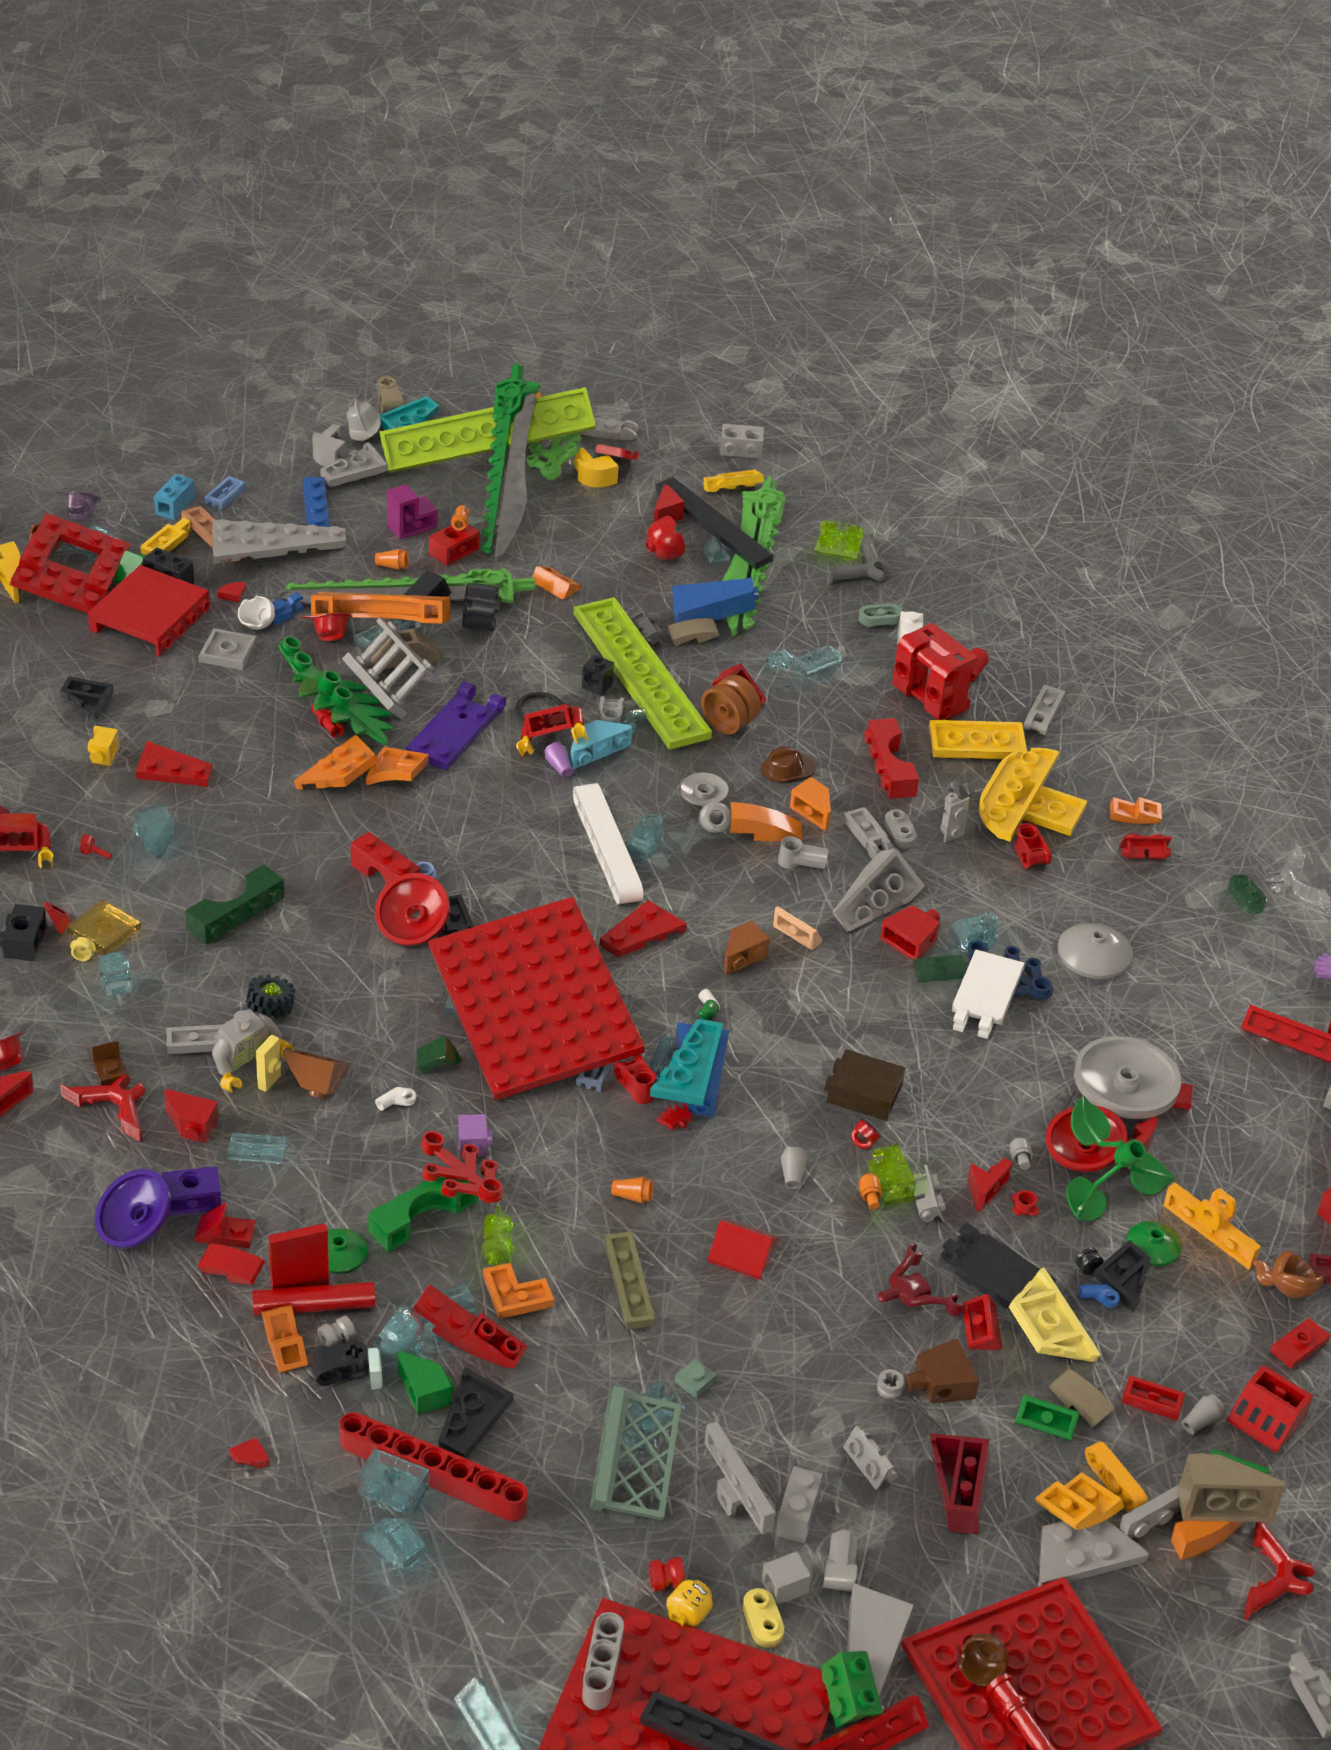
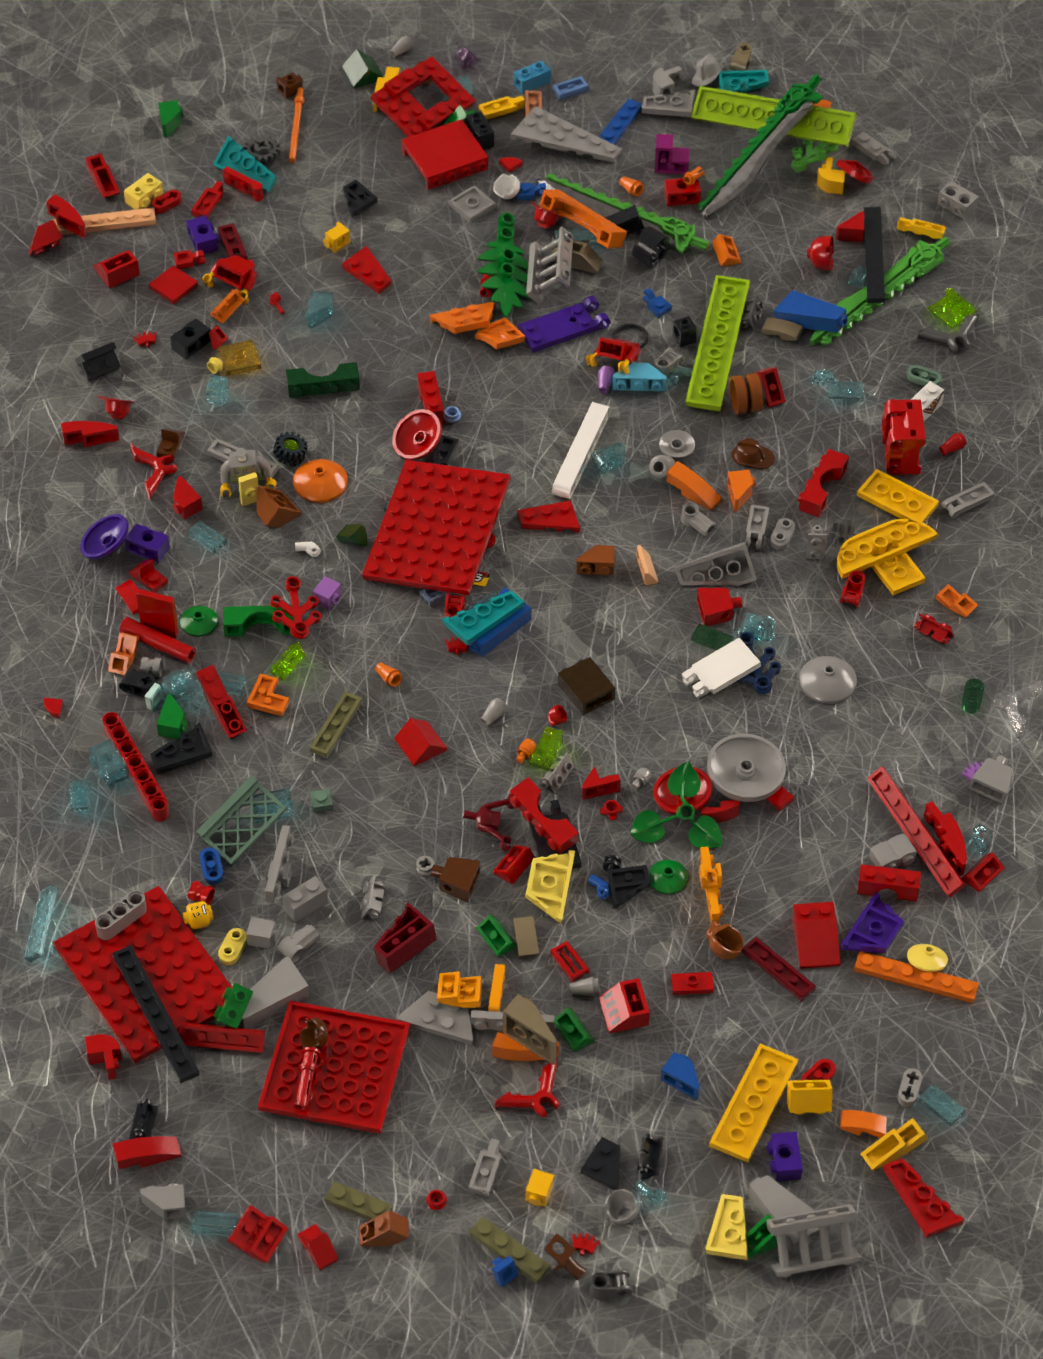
camera: 40 degrees right, 10 degrees up
(37, 875) = (227, 306): none -> orange hinge
(335, 1017) = (320, 480): none -> orange dish
(537, 664) = (658, 305): none -> blue plate
(646, 1534) = (212, 867): none -> blue plate
(711, 1005) = (542, 588): green arm -> none
(945, 1239) = (558, 833): none -> red arch

